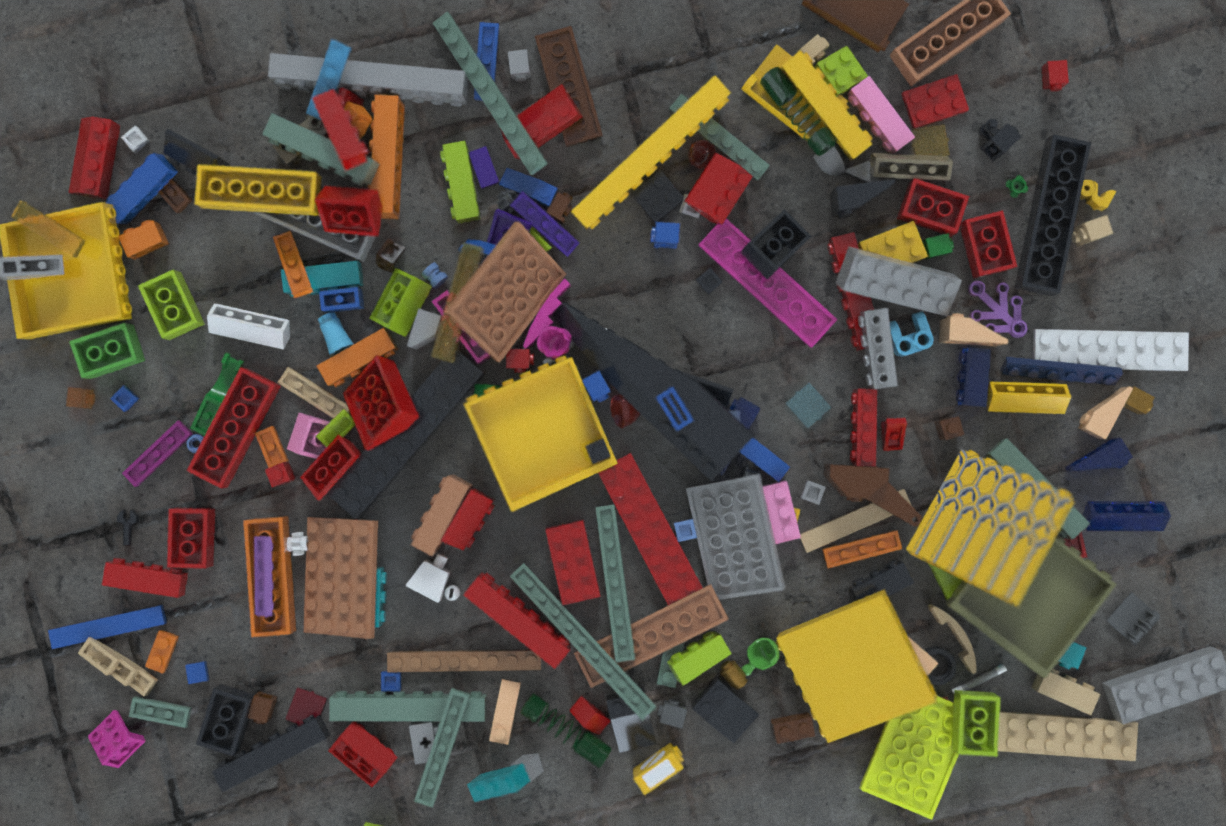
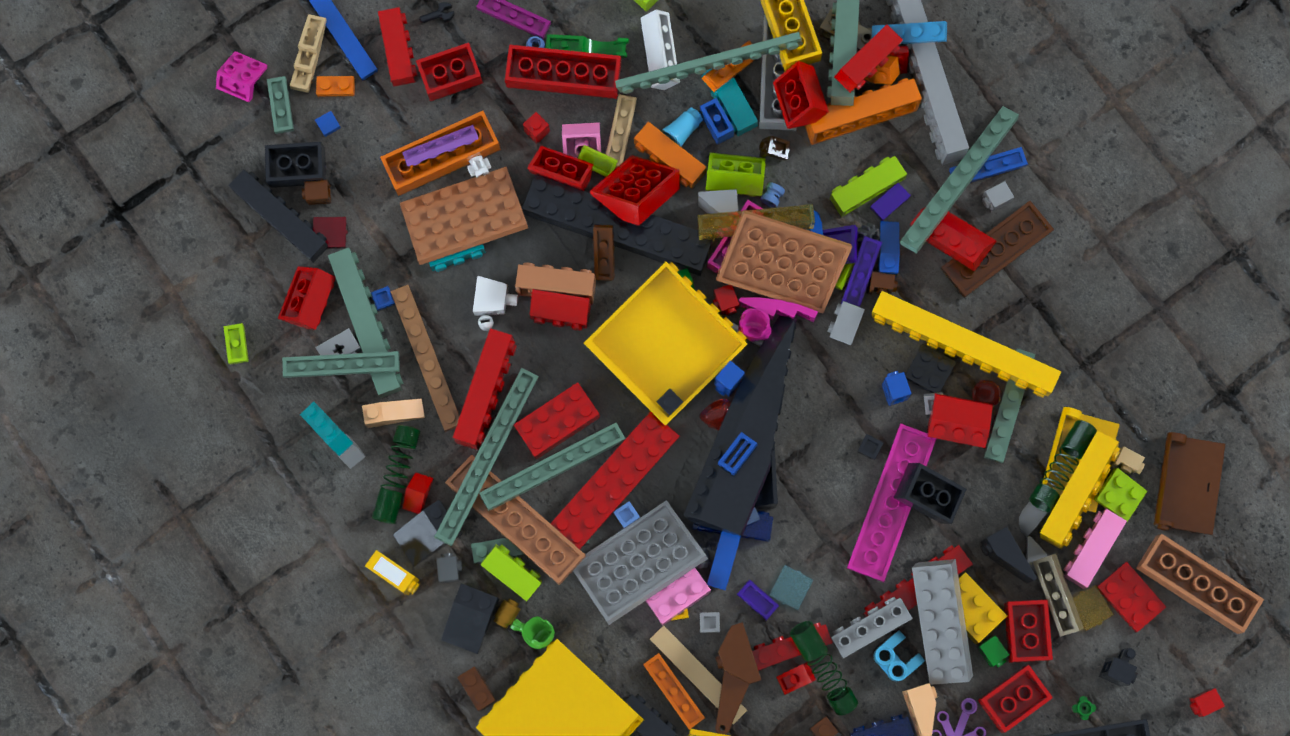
camera: 70 degrees right, 10 degrees down
(271, 446) = (559, 110): orange plate -> none
(284, 277) = (714, 61): none -> sand green plate
(429, 457) = (603, 252): none -> reddish brown plate
(585, 256) = (846, 322): none -> light grey brick
(808, 440) = (757, 600): none -> dark purple tile
(879, 409) = (812, 647): none -> dark green piece

